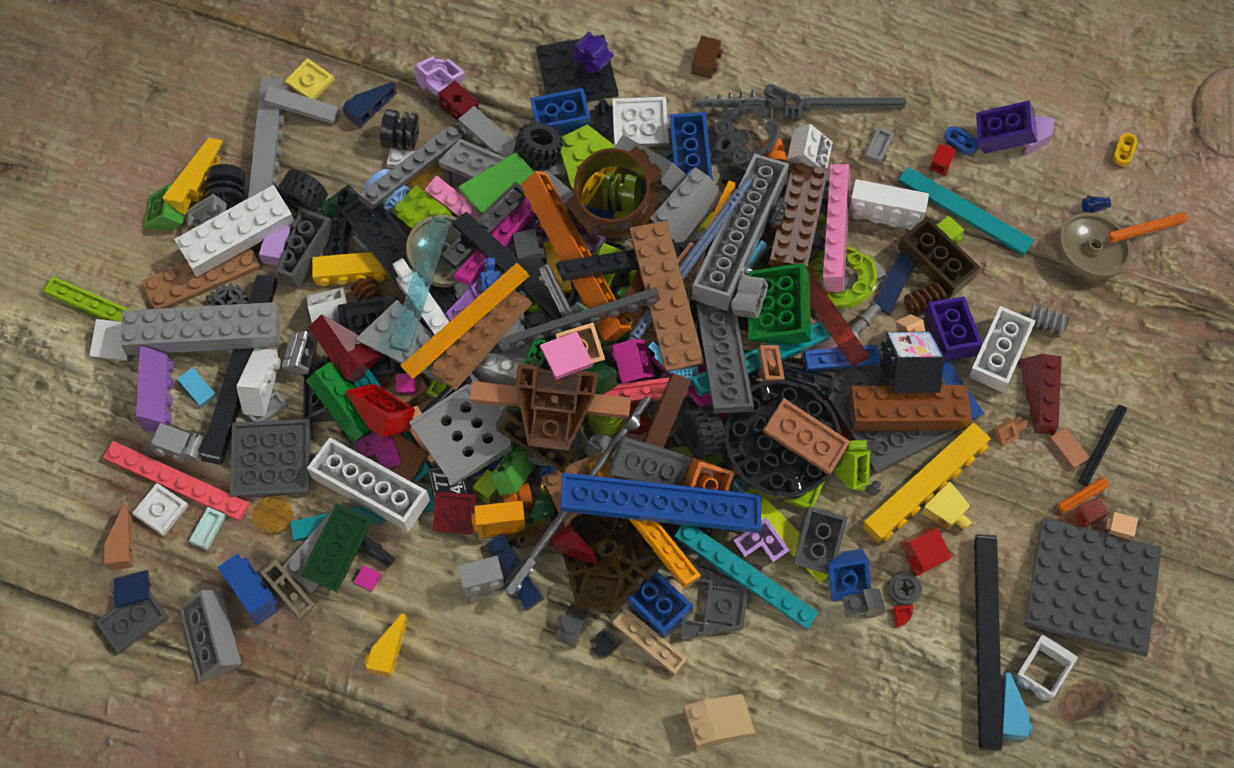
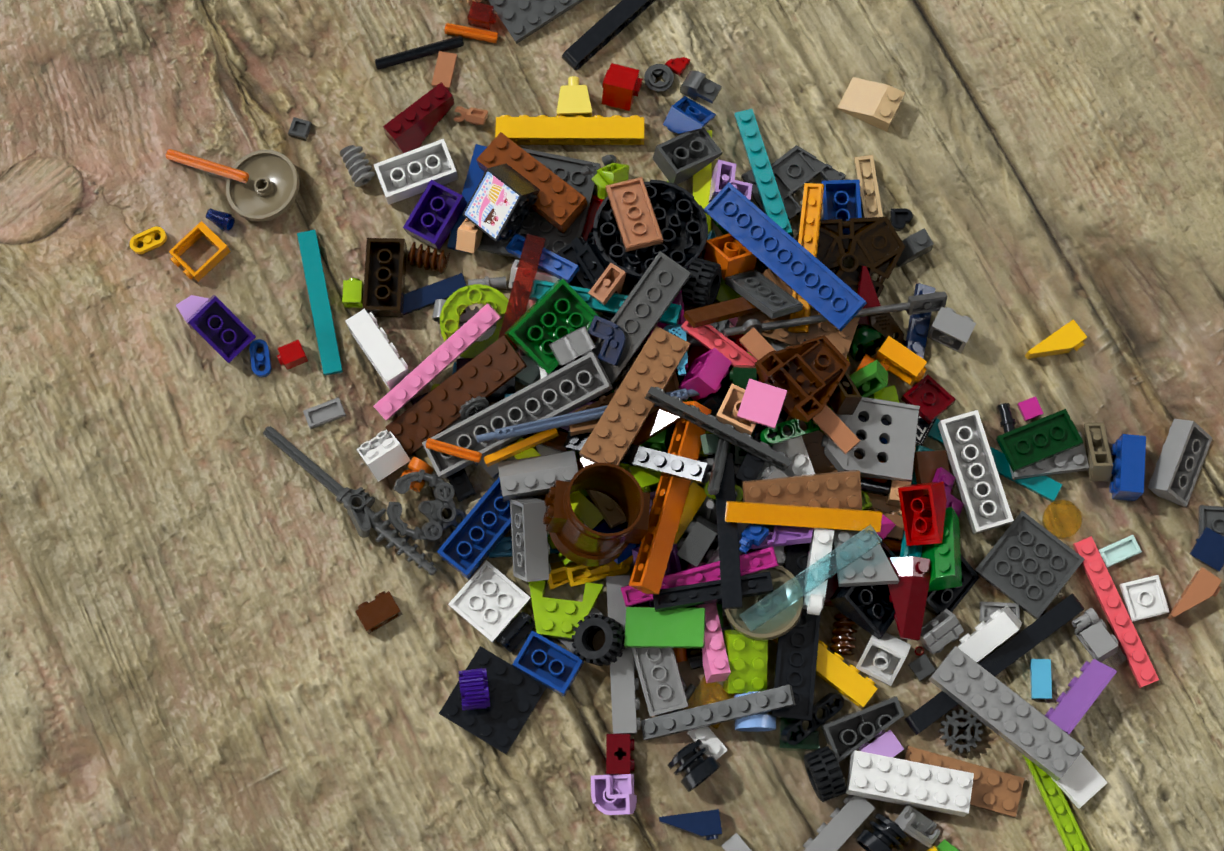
camera: 135 degrees left, 10 degrees up
(293, 324) = (922, 667): none -> dark grey tile
(726, 326) = (613, 337): none -> dark blue plate
(761, 170) = (453, 450): none -> orange axle
(1083, 185) = (188, 241): none -> light orange window
(1119, 314) = (299, 128): none -> dark grey tile

